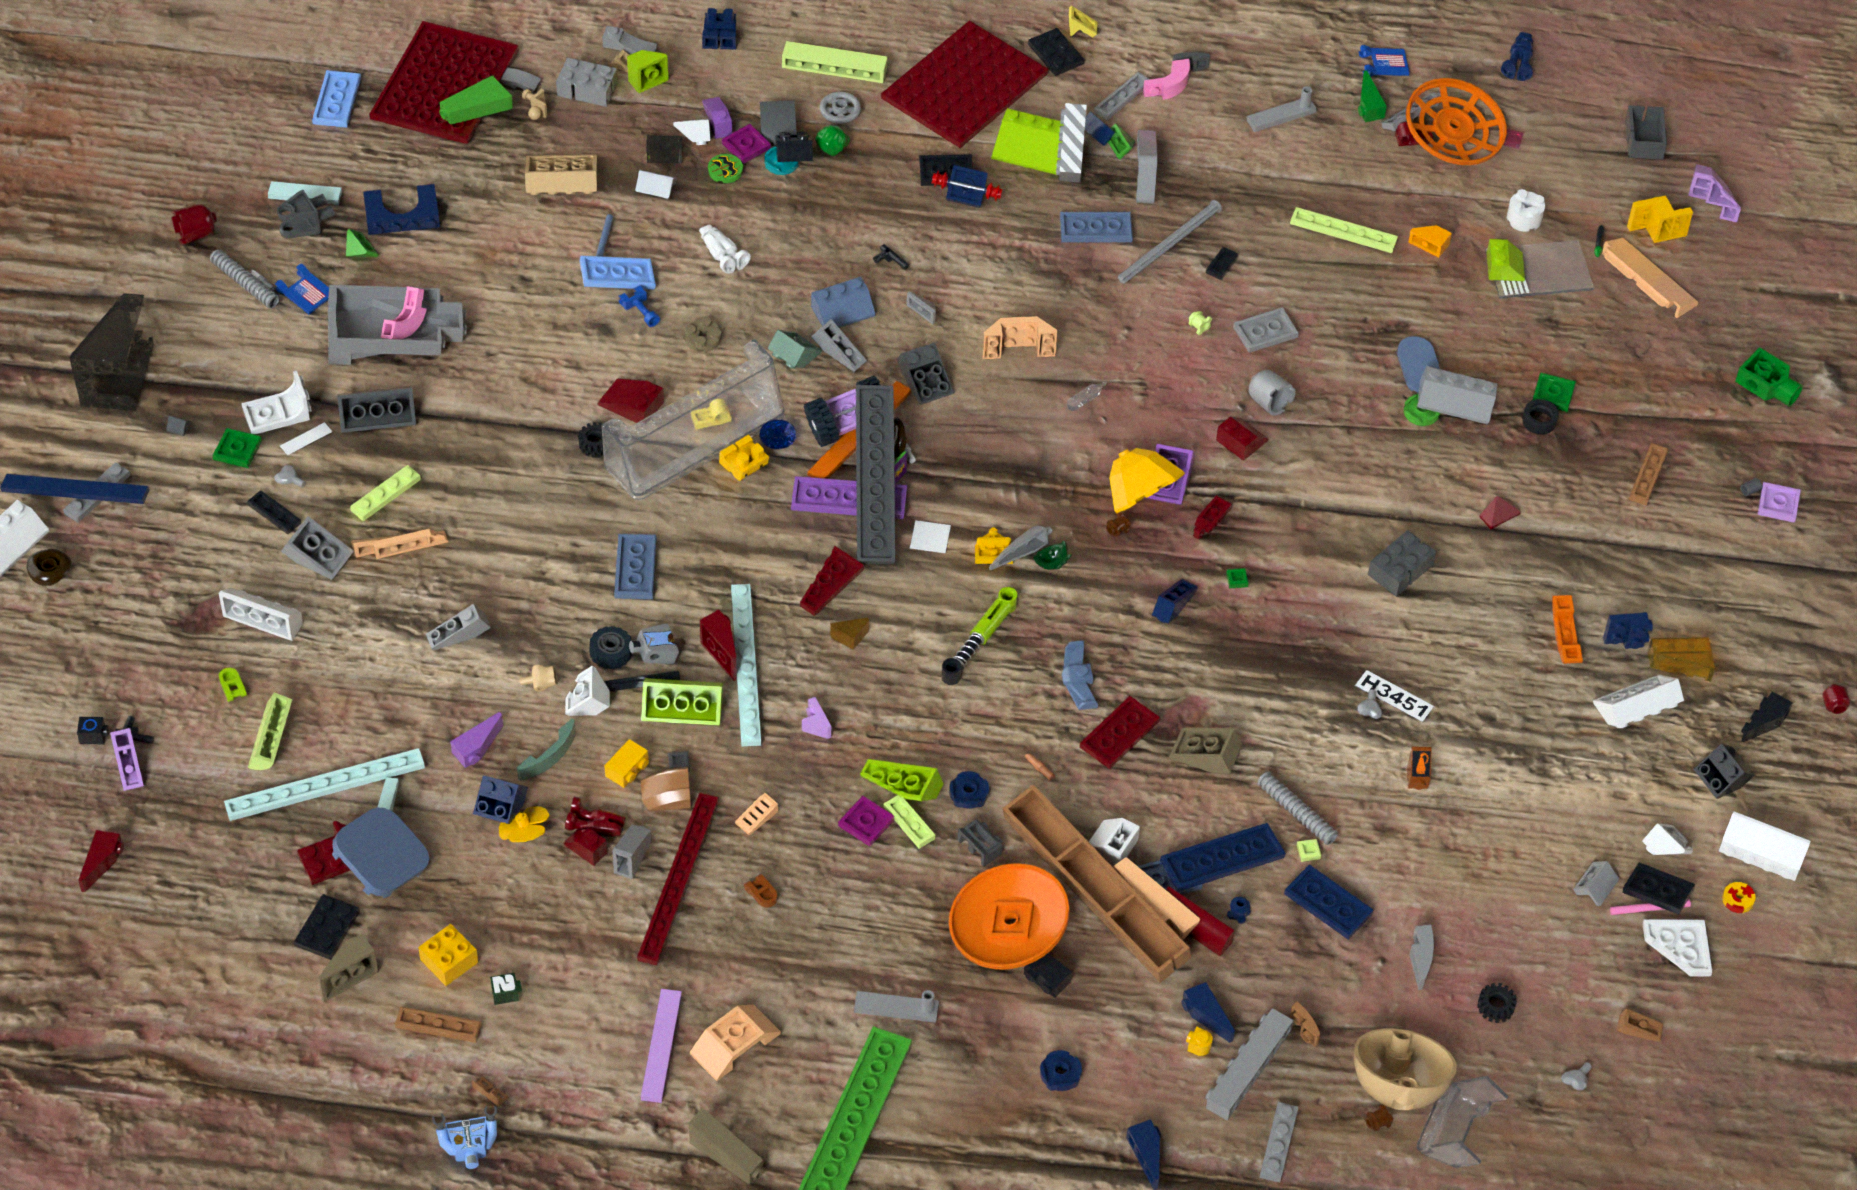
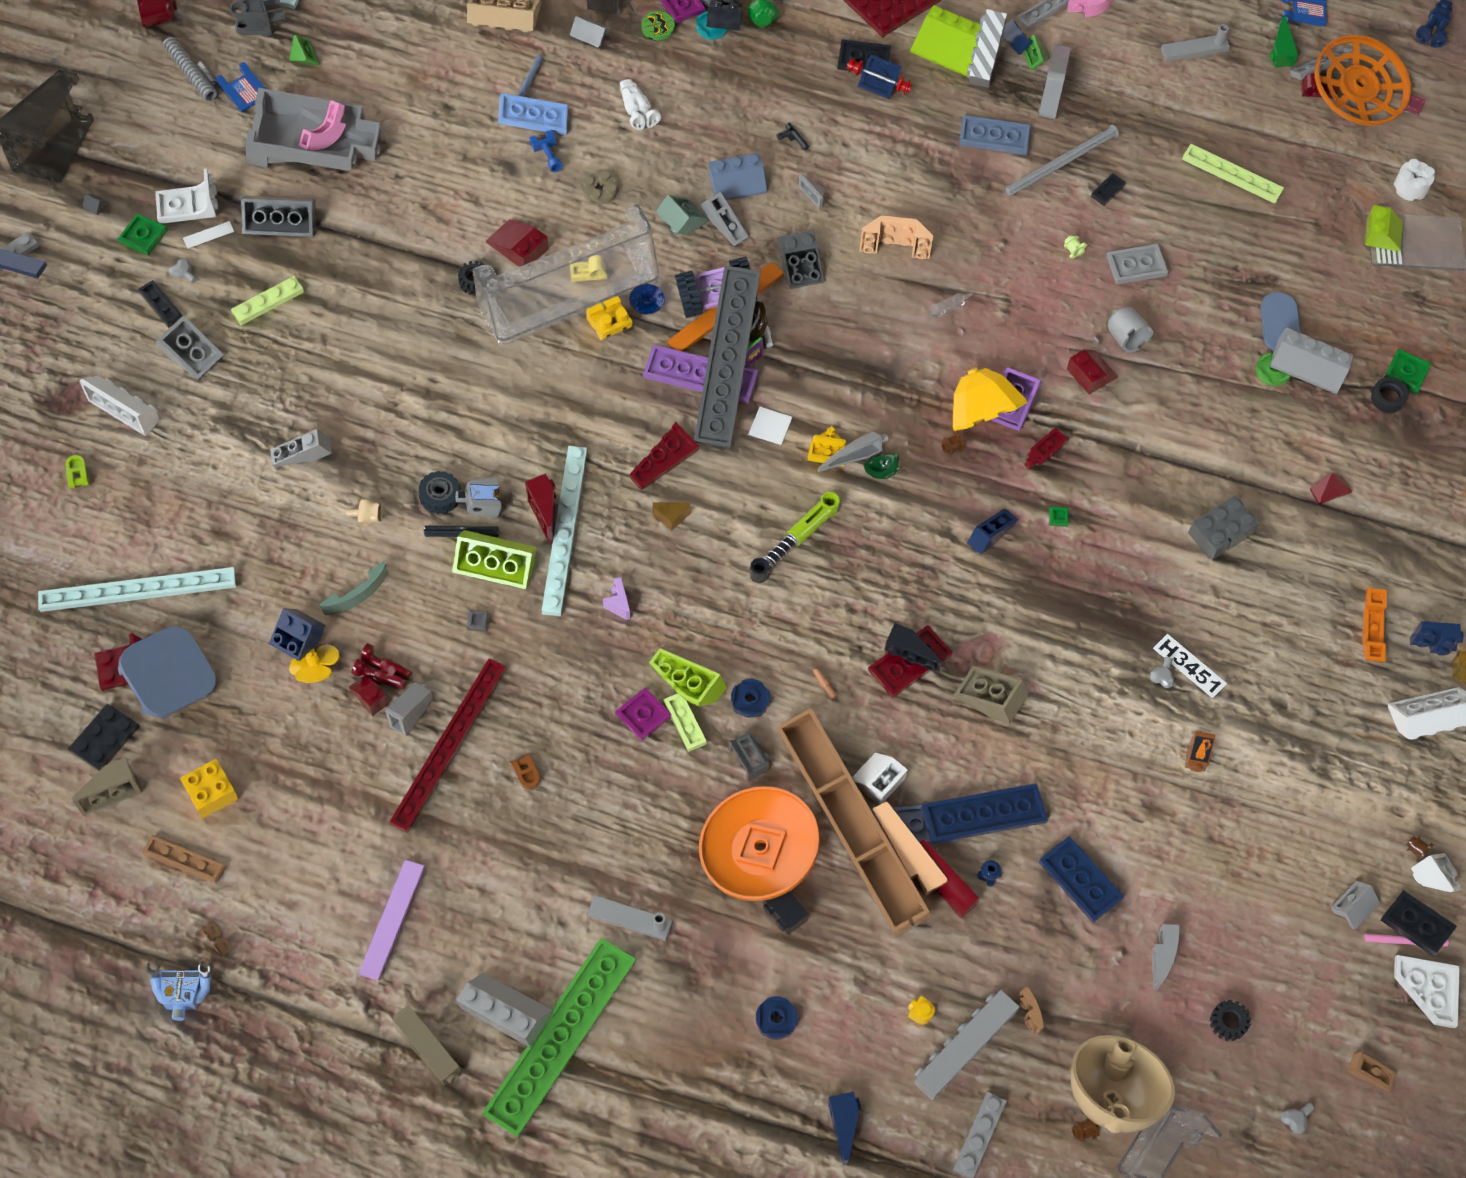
camera: 10 degrees right, 10 degrees up
(270, 732) = (99, 527): yellowish green brick -> none
(382, 221) = (367, 32): dark blue arch -> none
(388, 793) = (193, 612): light aqua piece -> none
(399, 544) = (263, 354): light nougat wedge -> none
(474, 743) = (288, 570): medium lavender slope -> none
(505, 988) = (255, 833): clear green brick -> none
(589, 695) = (407, 539): white slope -> none
(626, 763) = (426, 615): yellow brick -> none
(635, 566) = (483, 412): sand blue tile -> none
(666, 790) = (459, 649): medium nougat slope -> none
(731, 1038) = (462, 926): light nougat slope -> none
(766, 805) = (550, 690): light nougat slope -> none
(792, 1105) = (504, 1008): none -> light grey slope
(1077, 676) = (881, 594): sand blue plate -> none
(1115, 715) = (908, 645): none -> black slope
(1206, 1010) = (934, 976): dark blue slope -> none
(1297, 808) = (1069, 772): light grey piece -> none
(1308, 850) = (1072, 818): yellowish green tile -> none
(1430, 239) = (1315, 195): light orange slope -> none
(1645, 821) = (1418, 847): none -> reddish brown brick

